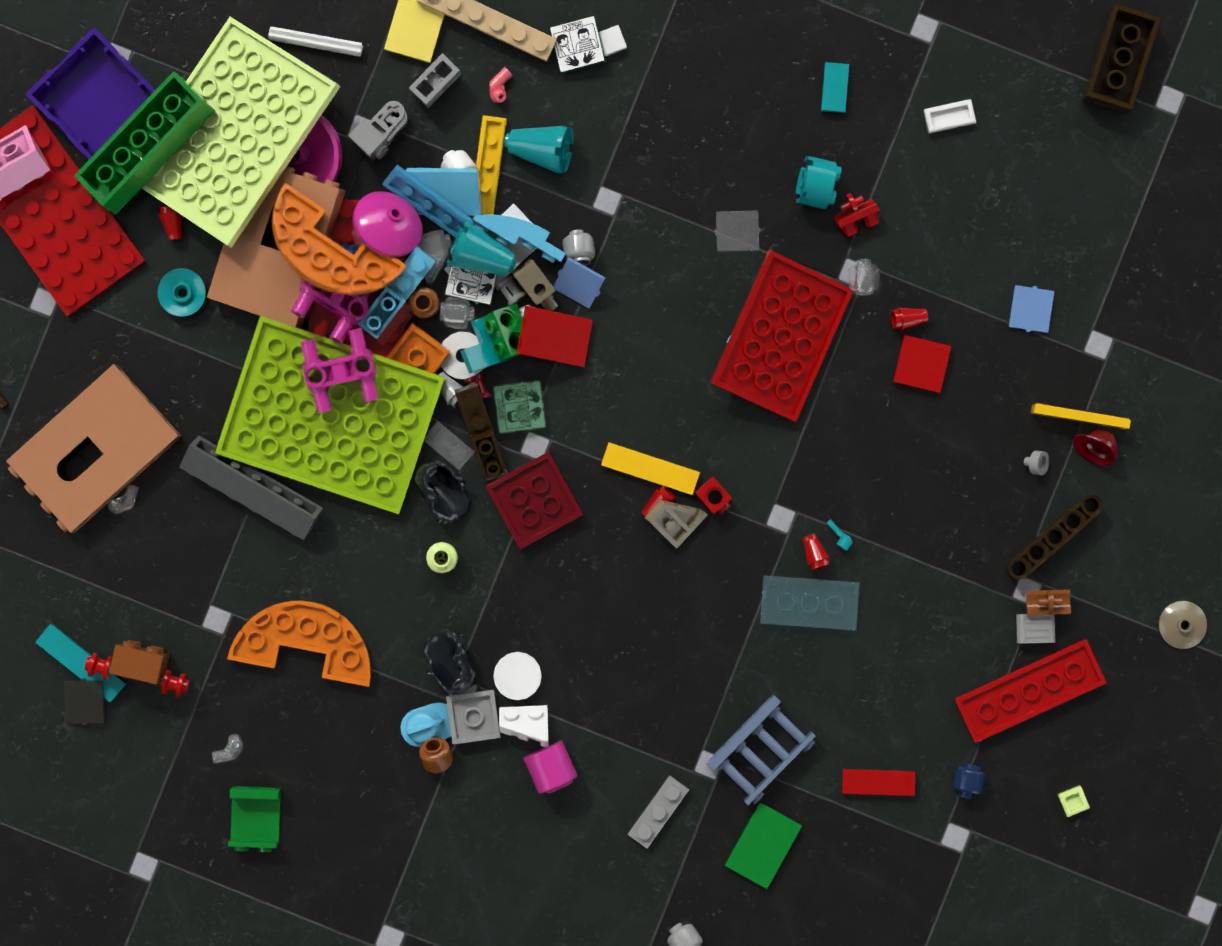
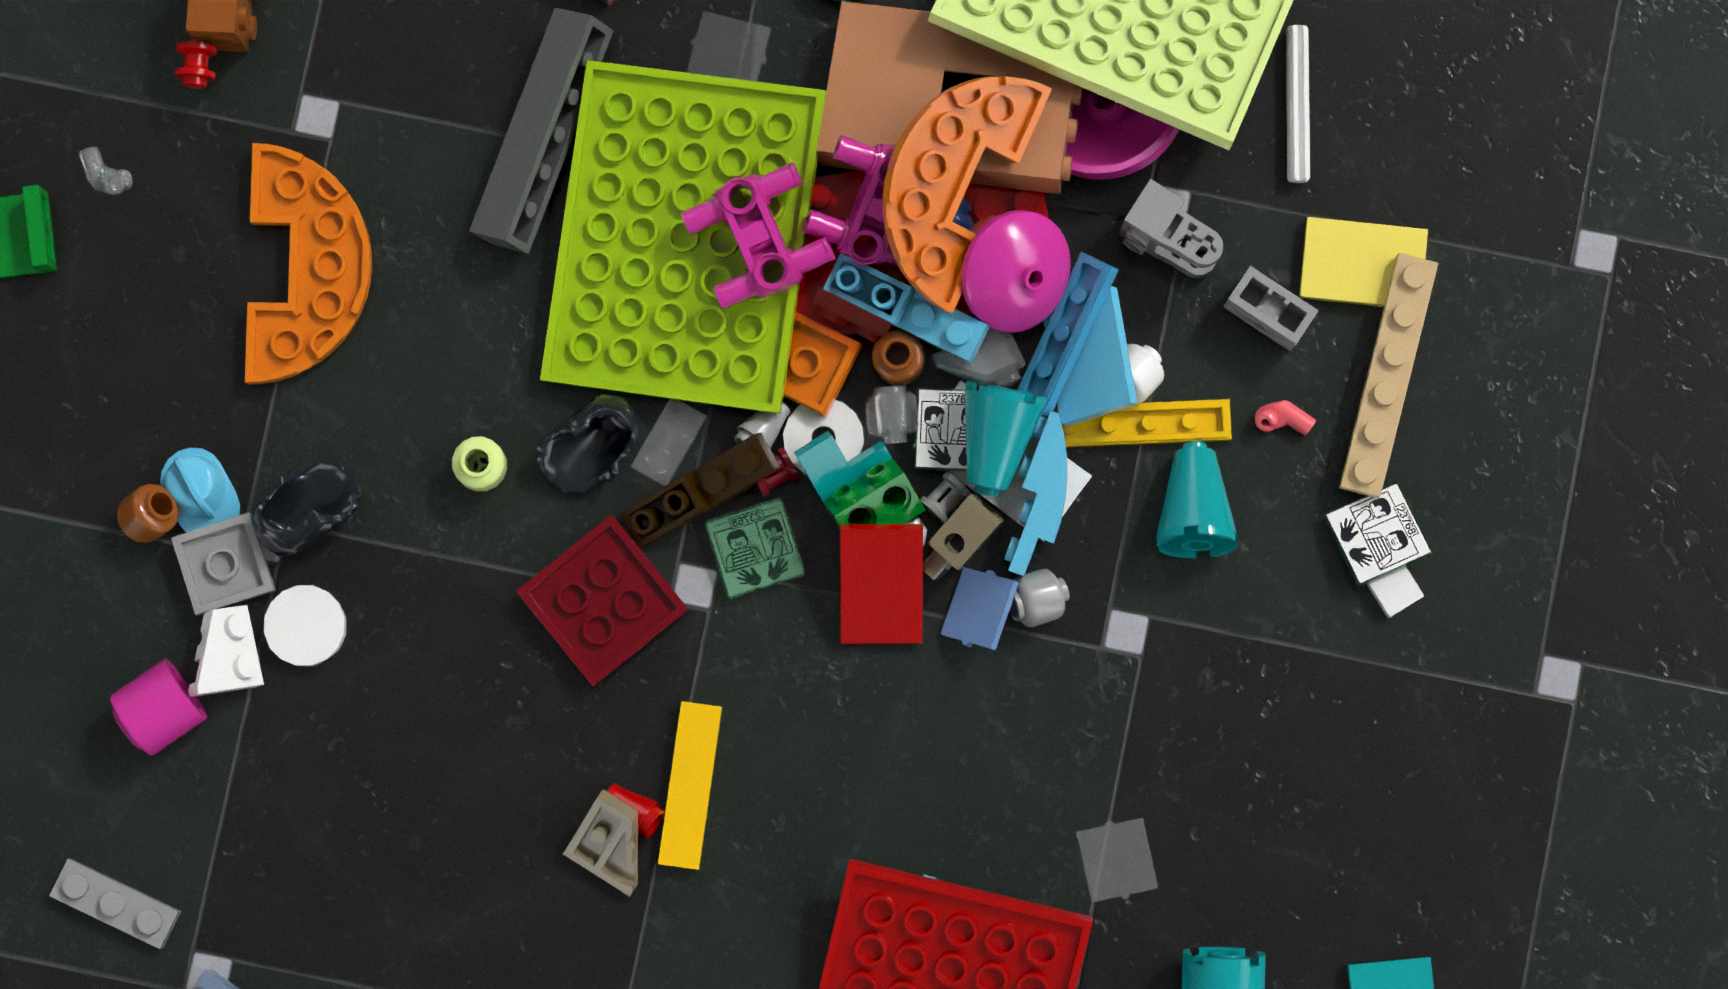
camera: 75 degrees right, 5 degrees down
(221, 370) = (728, 48): none -> clear piece
(703, 491) = (678, 891): red brick -> none

